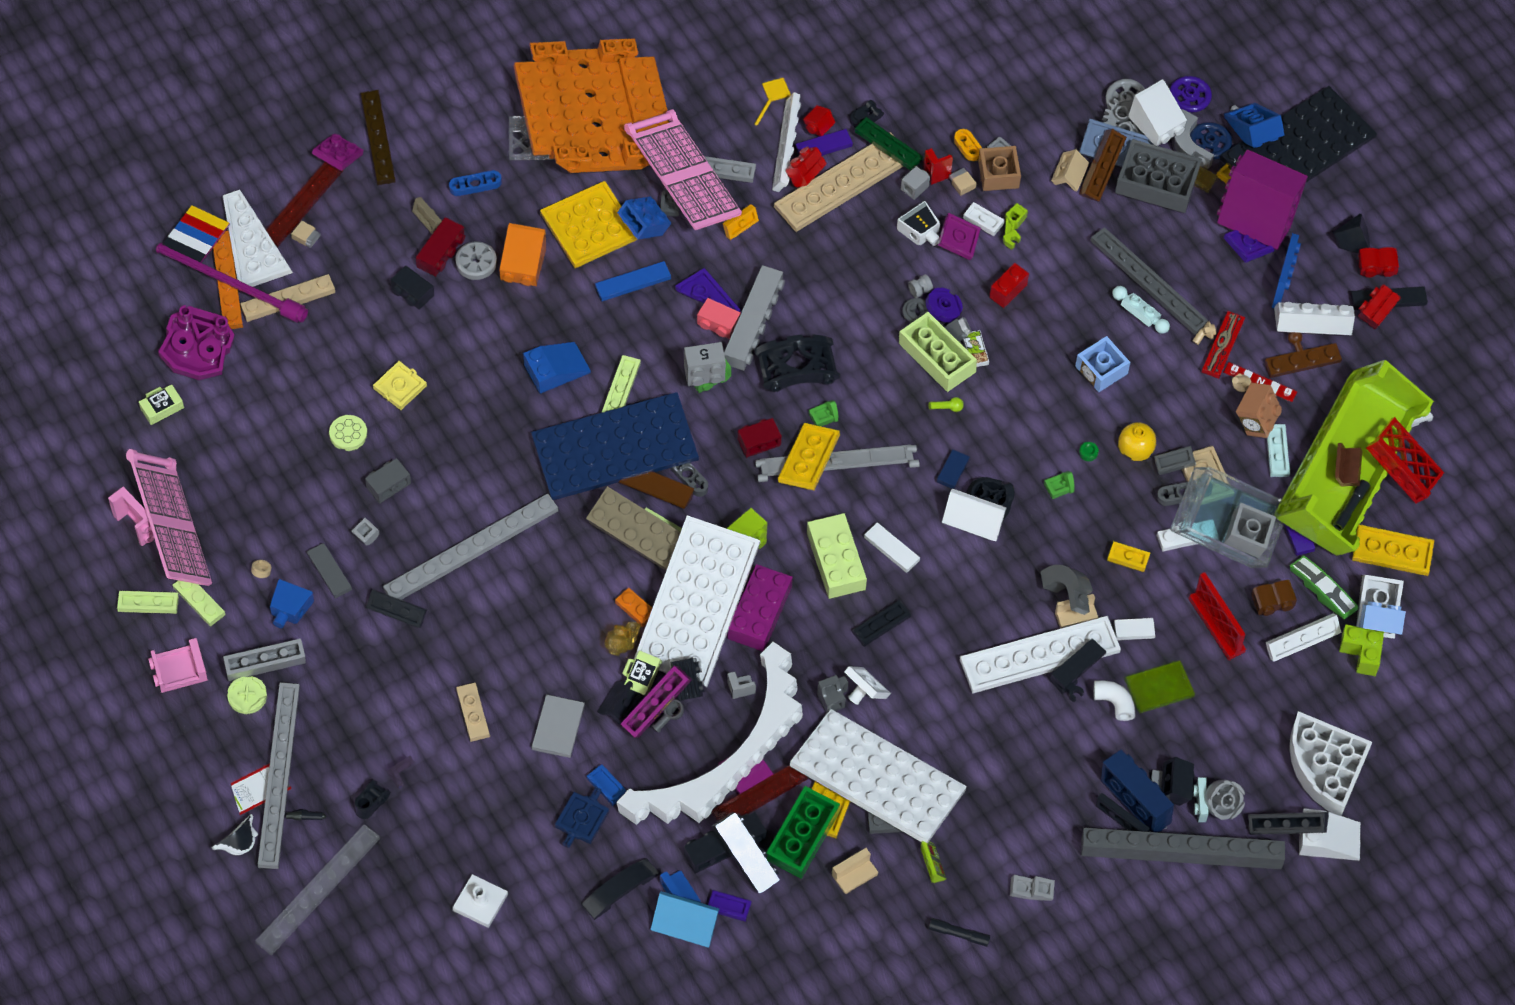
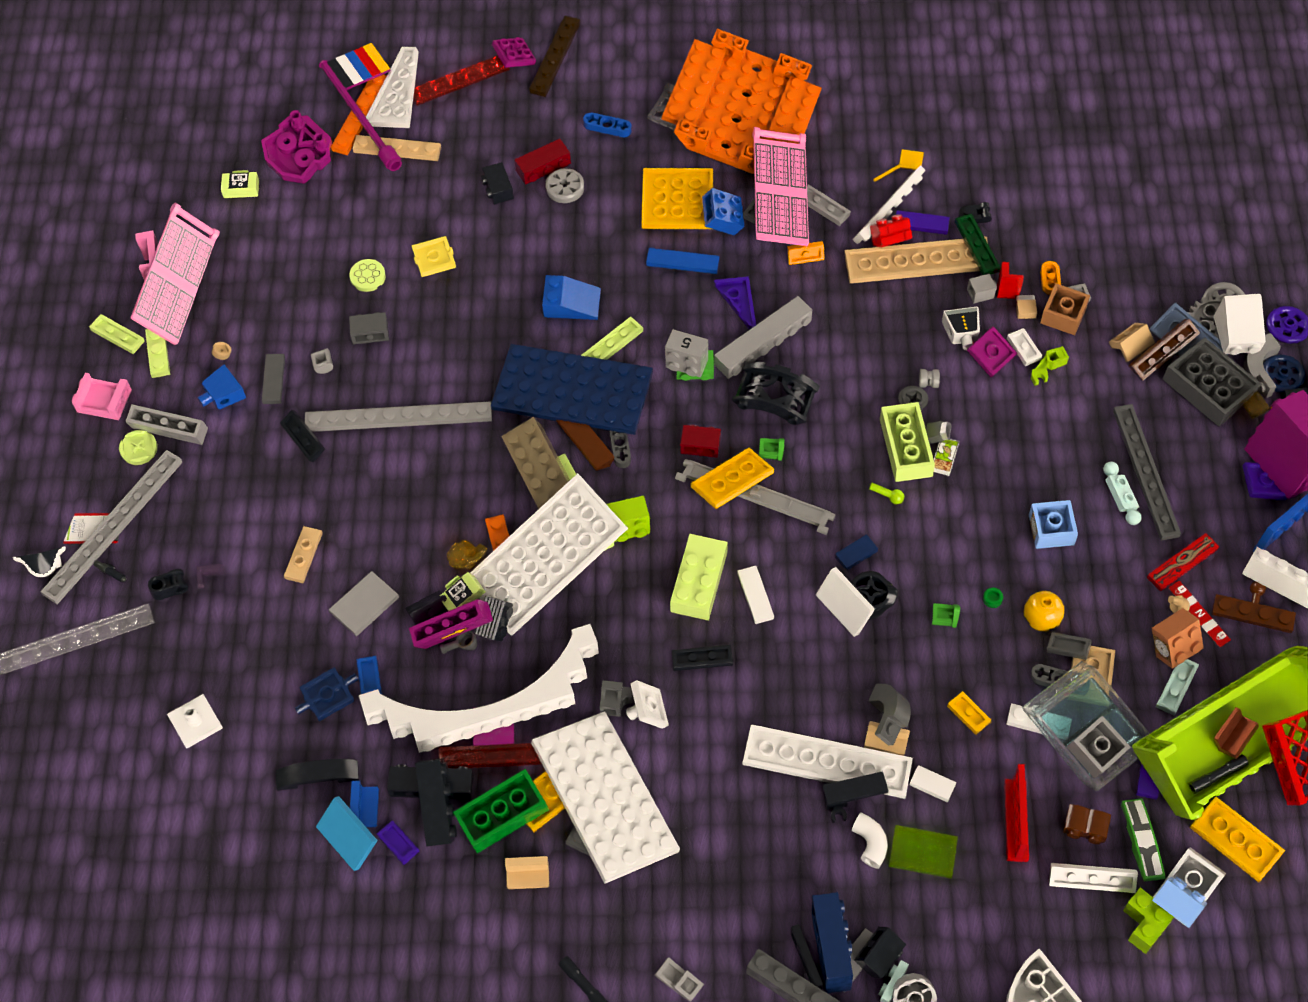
camera: 35 degrees right, 0 degrees up
(305, 234) = (445, 105): tan piece -> none
(426, 214) = (549, 131): dark tan plate -> none
(523, 254) = (603, 197): orange slope -> none
(718, 318) = (731, 322): coral brick -> none
(740, 686) = (540, 649): light grey panel -> none
(760, 607) = (601, 588): magenta brick -> none
(819, 120) = (928, 199): red brick -> none
(932, 862) = (604, 903): lime slope -> none
(938, 311) = (932, 410): dark purple plate -> none
(1009, 285) = (1010, 414): red brick -> none
(1208, 330) = (1175, 542): tan plate -> none

